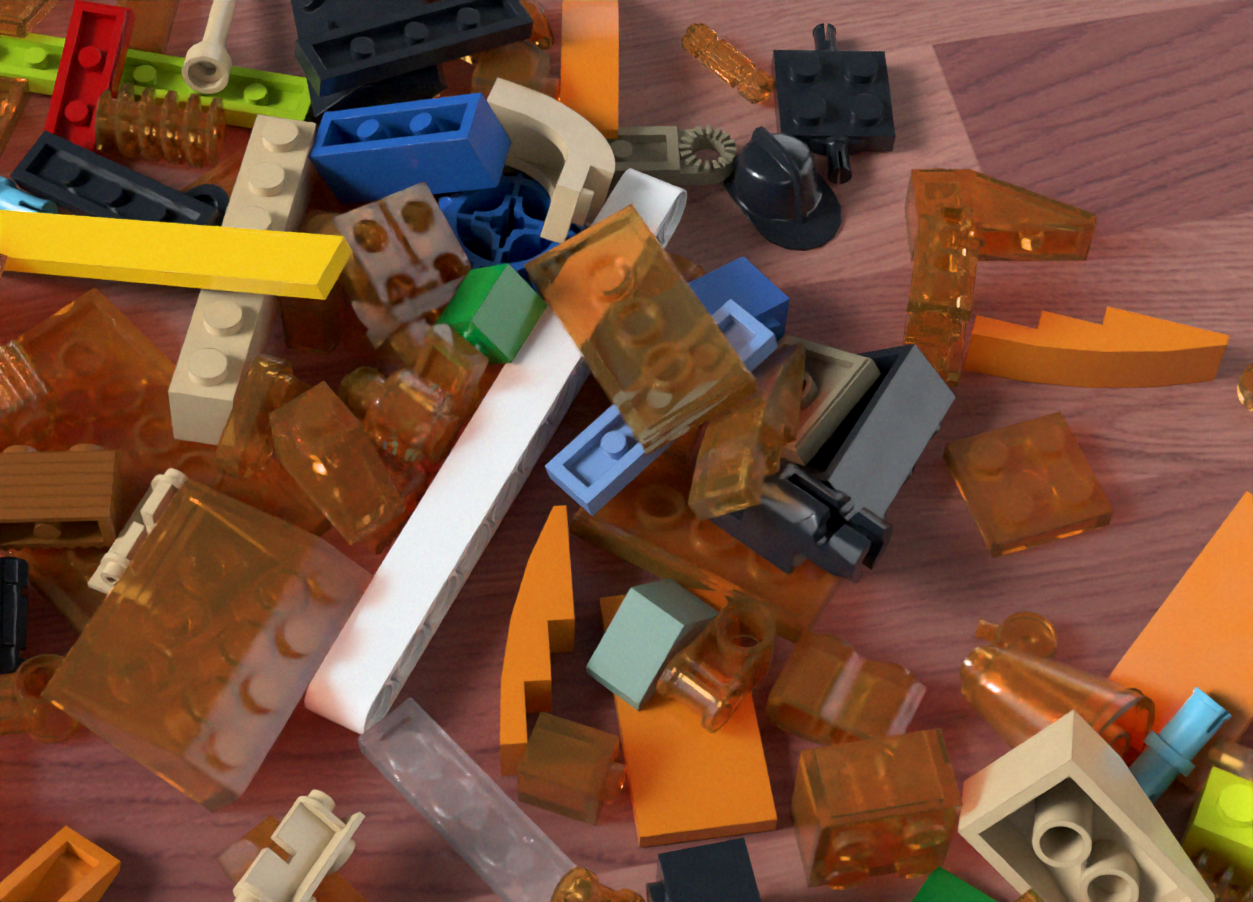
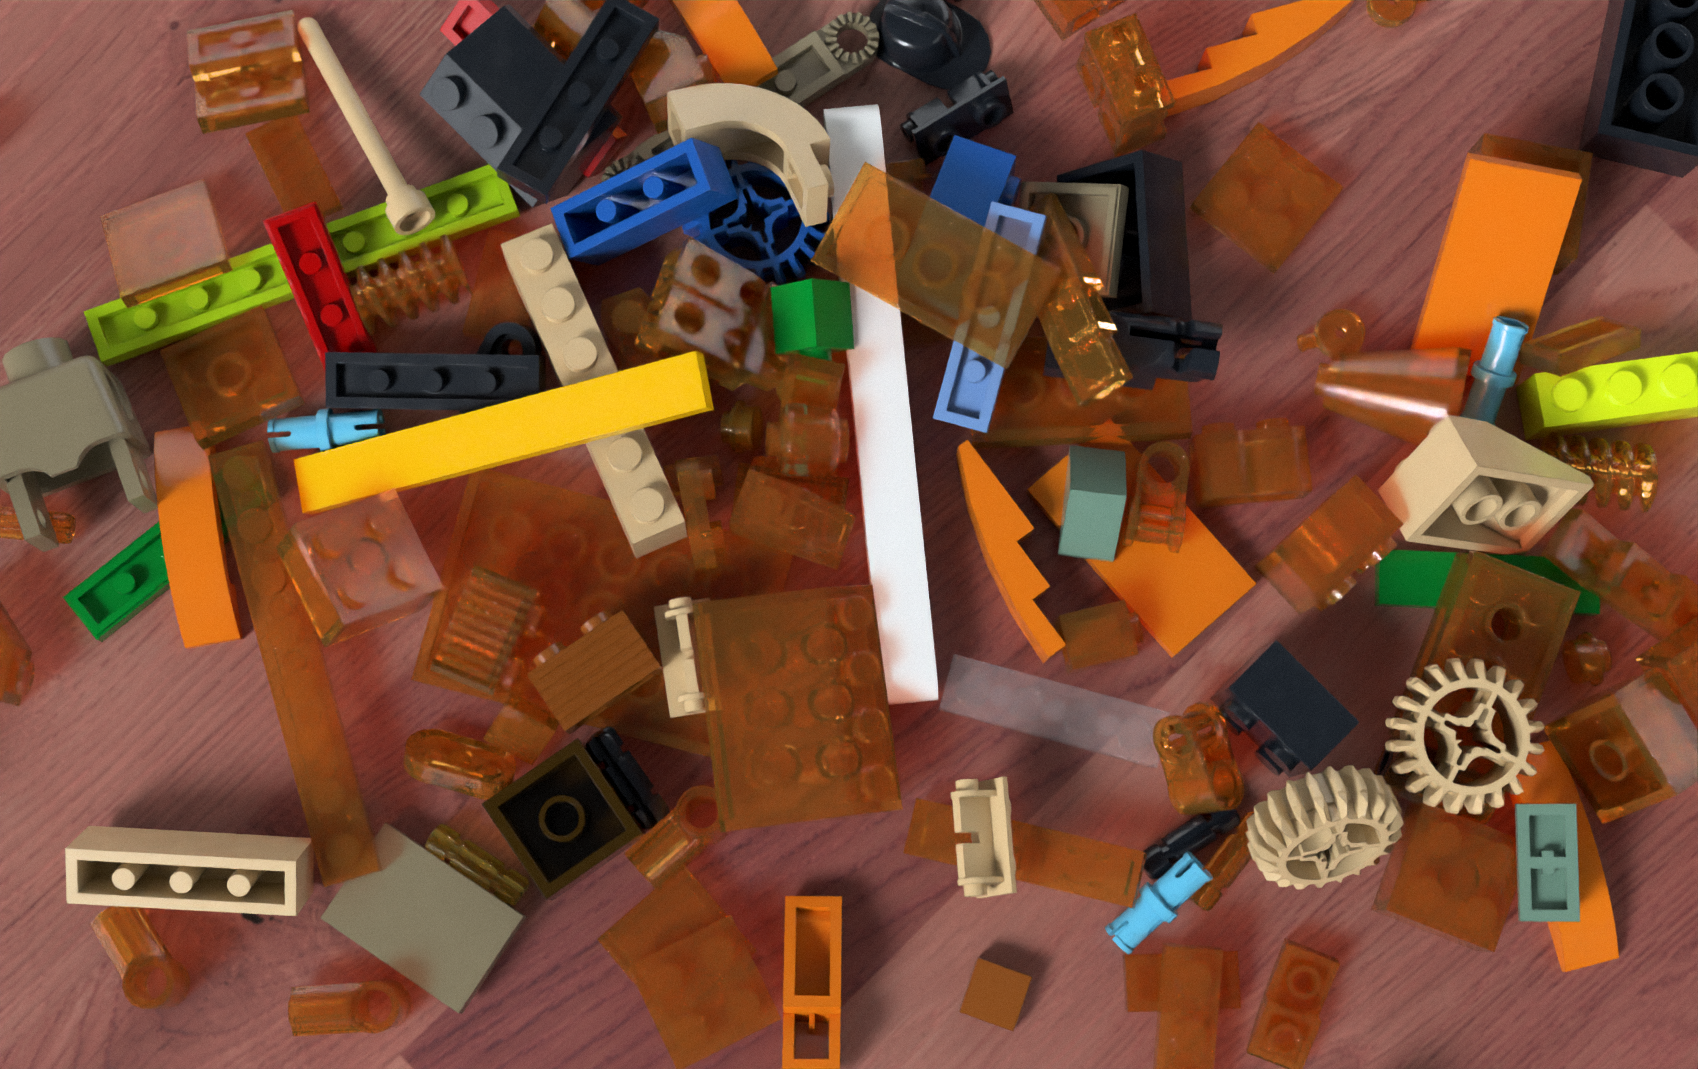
camera: 35 degrees left, 25 degrees up
(787, 261) = (978, 105): none -> black hinge

